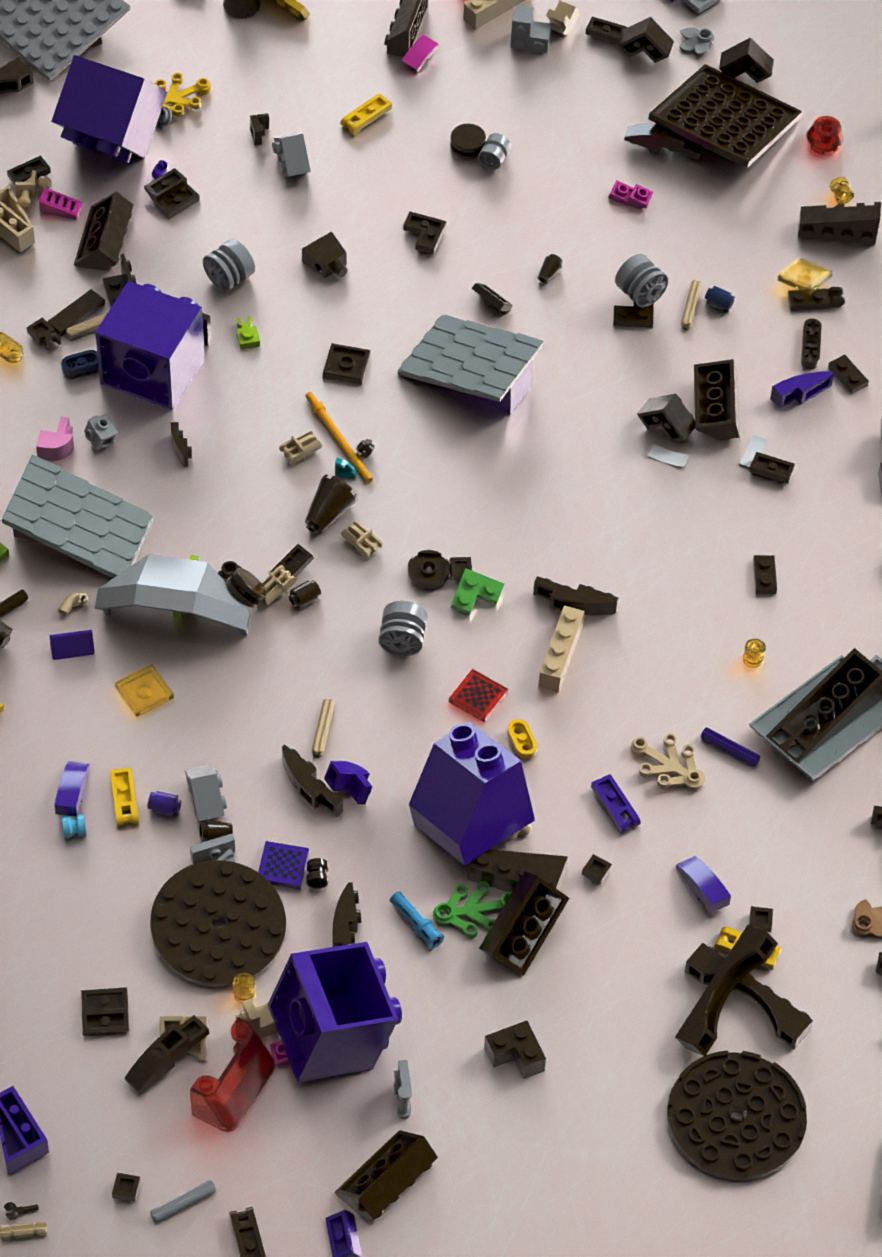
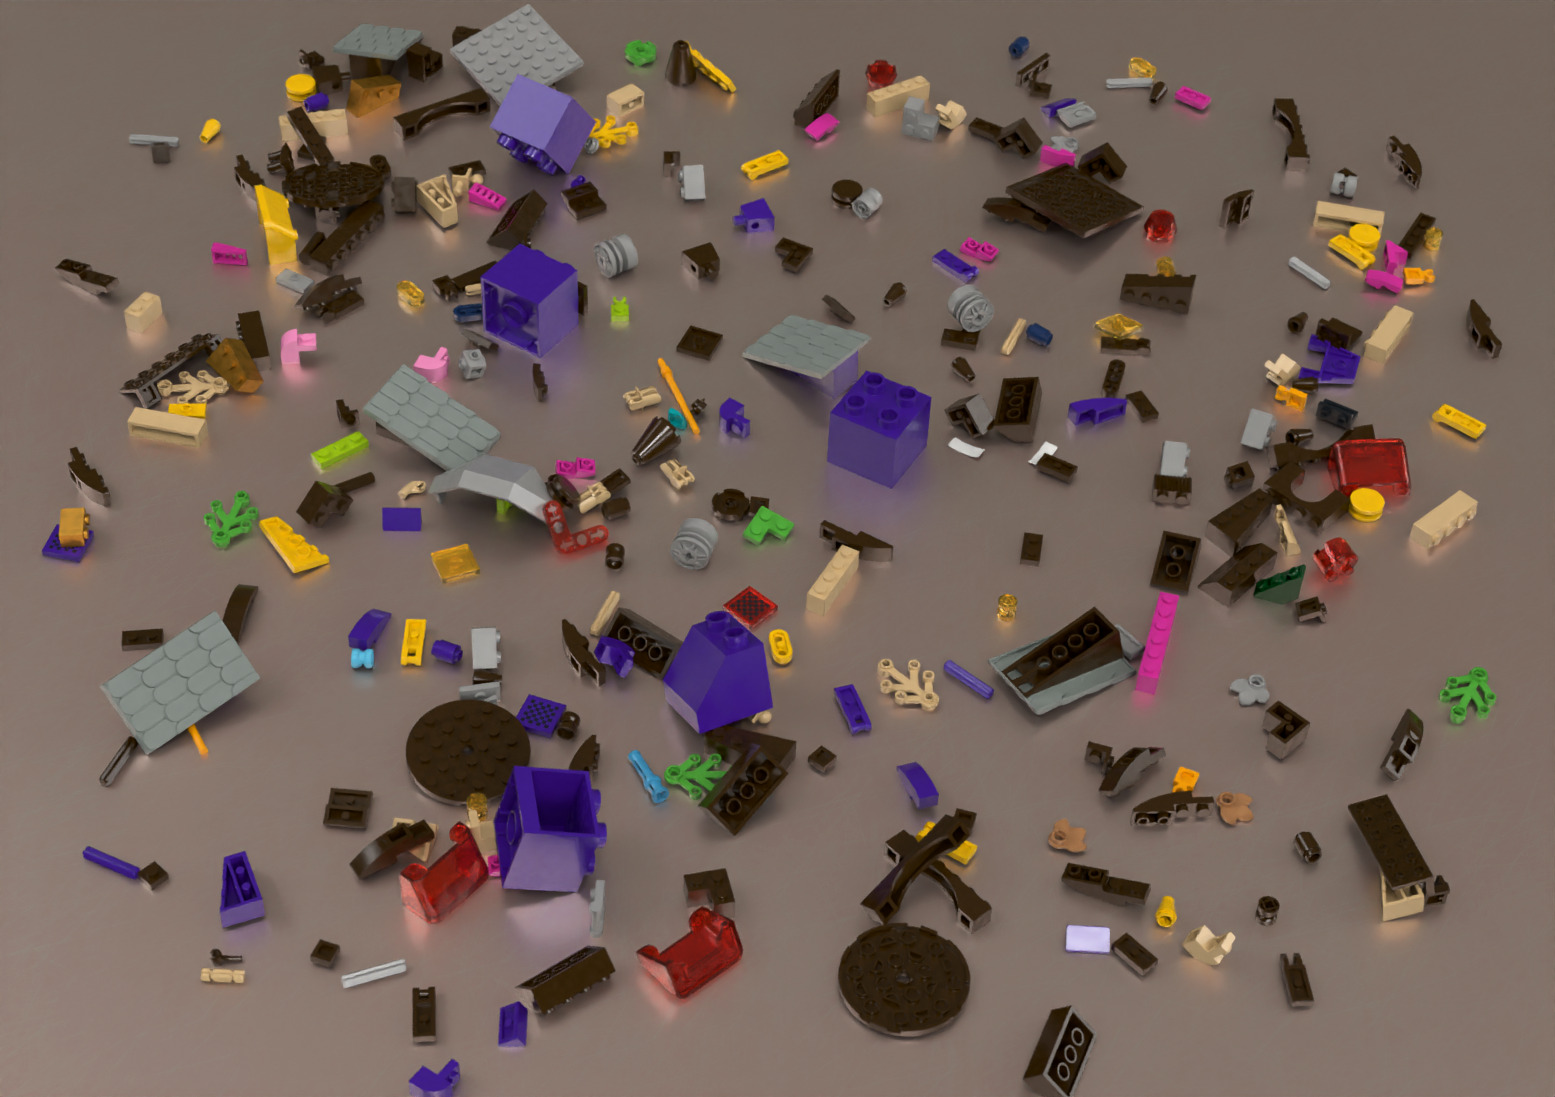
camera: 10 degrees right, 10 degrees down
(101, 399) = (479, 340): none -> dark brown plate
(187, 48) = (625, 100): none -> tan brick
(250, 549) = (574, 470): none -> dark pink slope
(259, 638) = (565, 535): none -> clear red beam
(318, 655) = (614, 556): none -> dark brown wheel
(372, 188) = (755, 217): none -> dark purple torso
(388, 762) = (652, 645): none -> dark brown slope
(405, 459) = (732, 418): none -> dark purple brick
(515, 1124) = (697, 956): none -> clear red windscreen
(574, 455) = (878, 429): none -> dark purple piece
(608, 219) = (955, 265): none -> dark purple plate
(645, 356) = (962, 368): none -> dark brown cone
(691, 59) = (1055, 158): none -> dark pink slope

